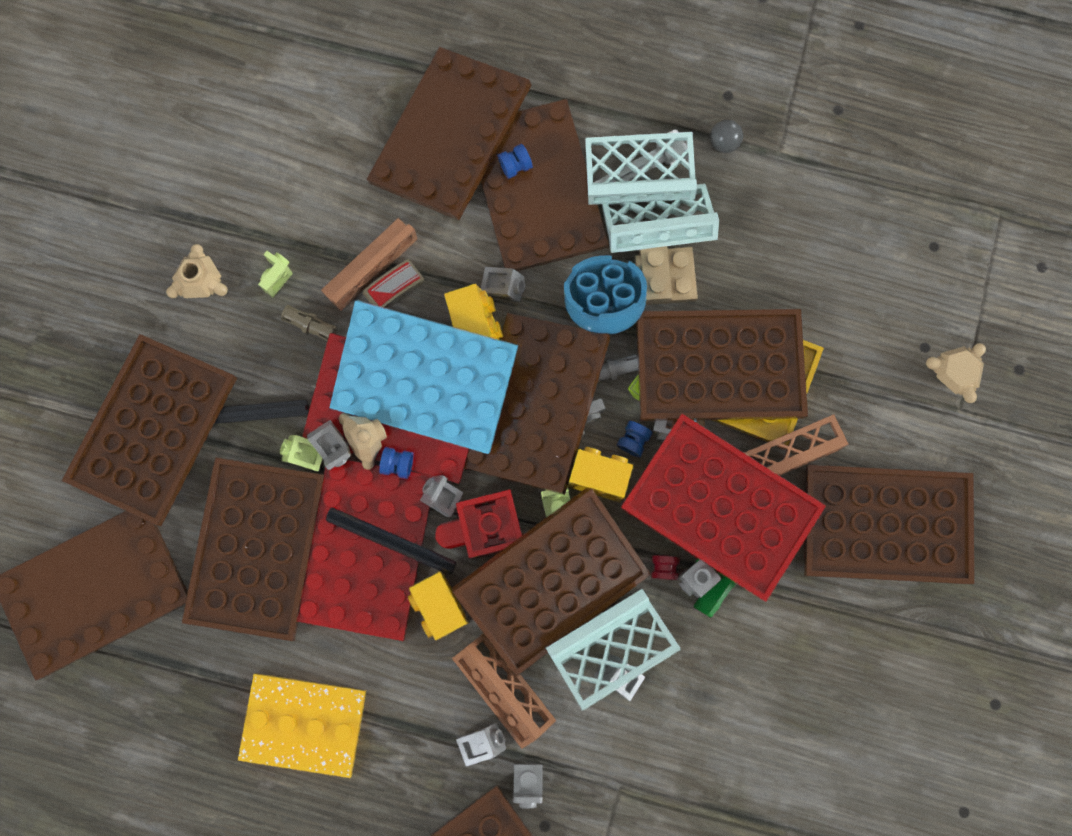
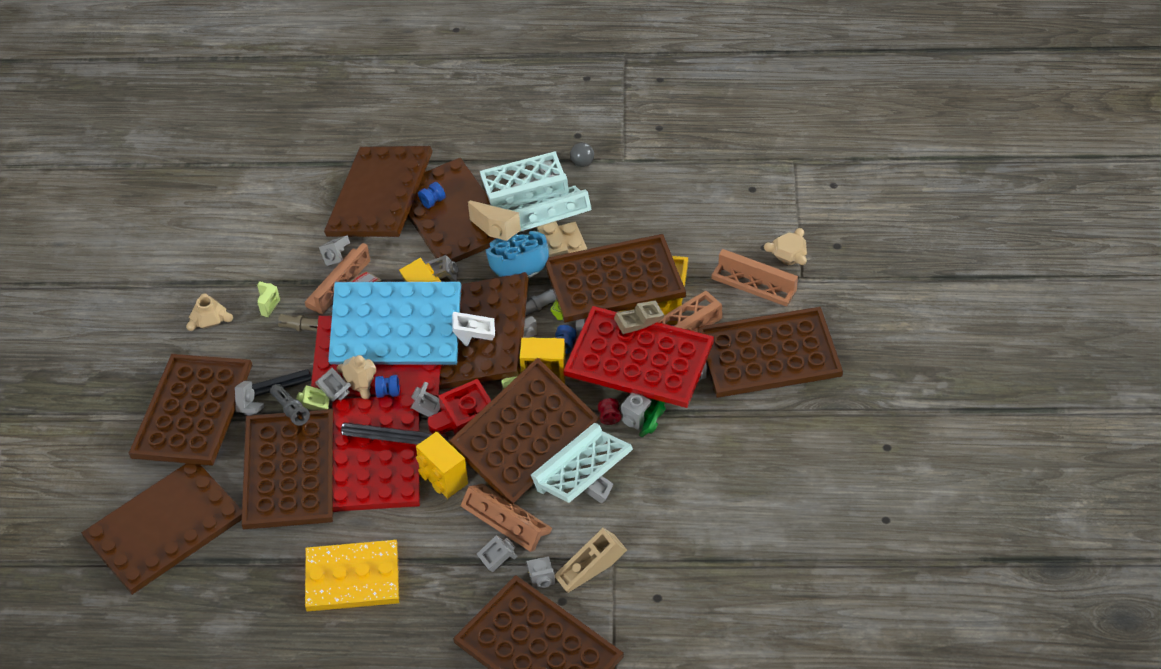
camera: 10 degrees left, 30 degrees down
(218, 434) = (244, 399): none -> light grey bracket
(271, 468) = (290, 403): none -> dark grey pin
(372, 212) = (331, 250): none -> light grey bracket
(520, 412) = (468, 326): none -> white slope
(590, 239) = (494, 220): none -> tan slope
(591, 787) = (591, 560): none -> tan slope
(737, 452) = (643, 316): none -> dark tan slope
(906, 393) = (757, 274): none -> nougat fence

